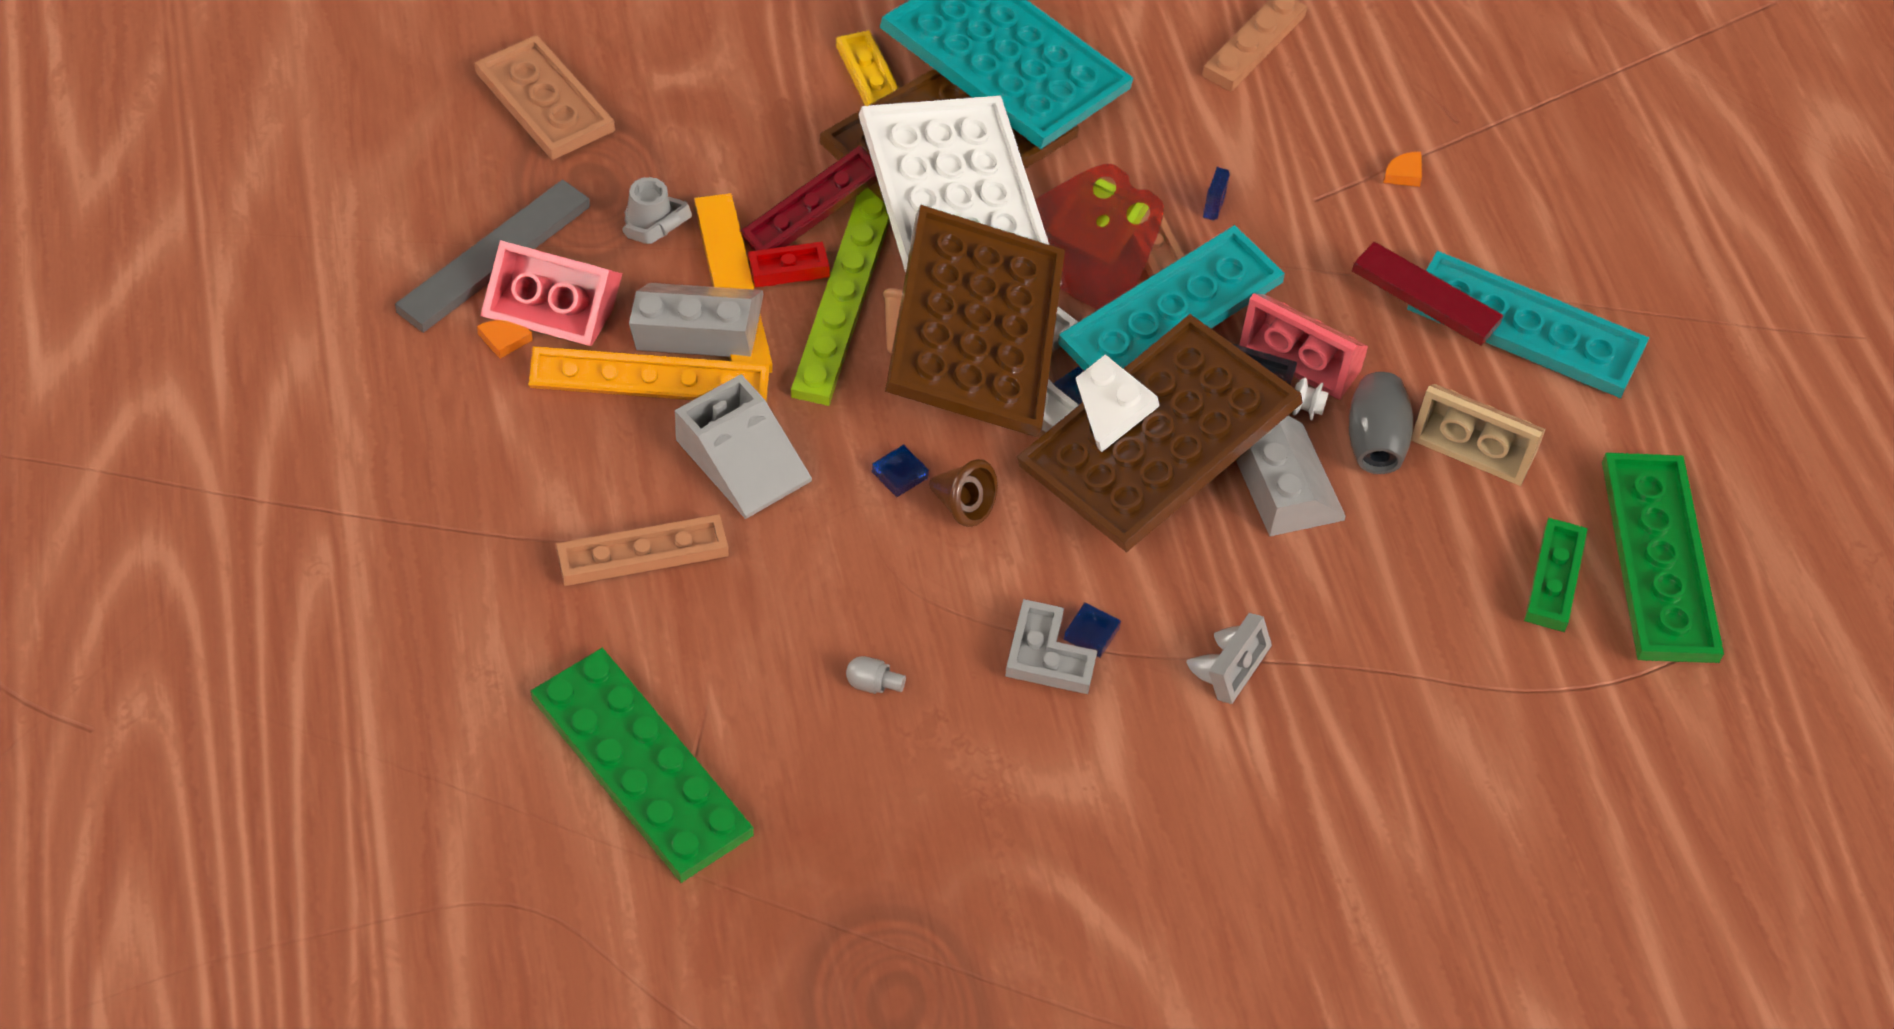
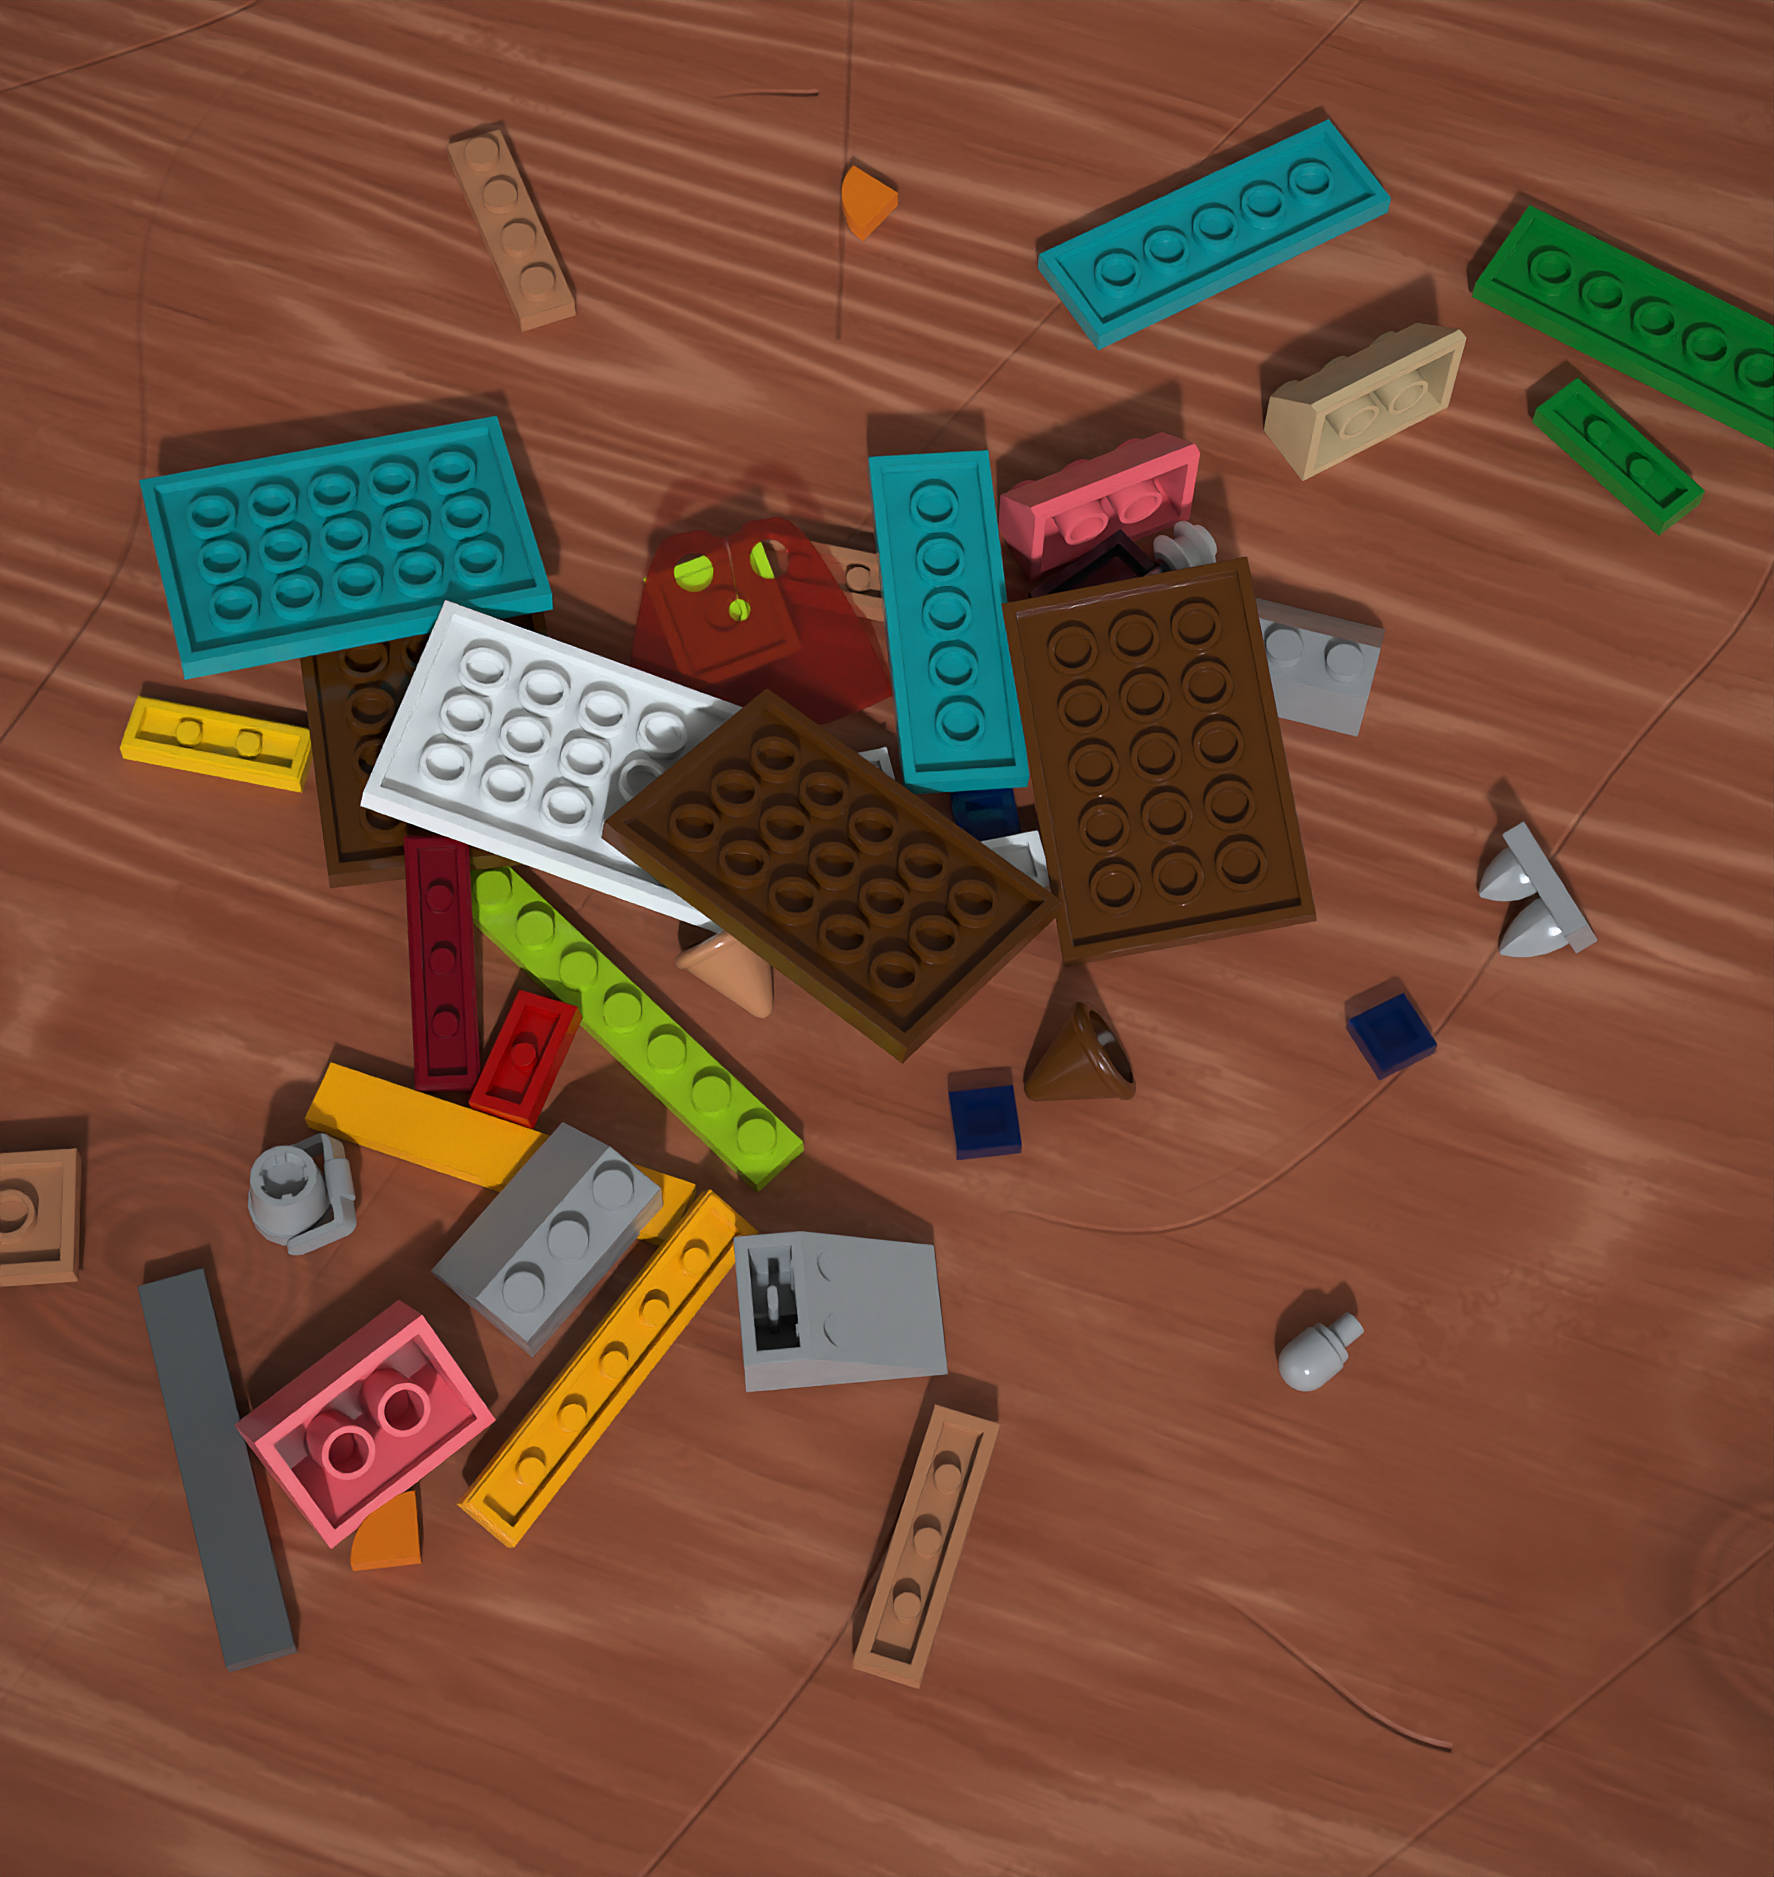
camera: 55 degrees left, 10 degrees up
(642, 764) = (1286, 1743): green plate -> none
(1043, 660) = (1397, 1126): light grey plate -> none
(1113, 400) = (1075, 785): white wing -> none
(1216, 194) = (766, 444): clear blue tile -> none
(1380, 423) = (1285, 496): dark grey piece -> none
(1427, 293) = (1110, 310): dark red tile -> none

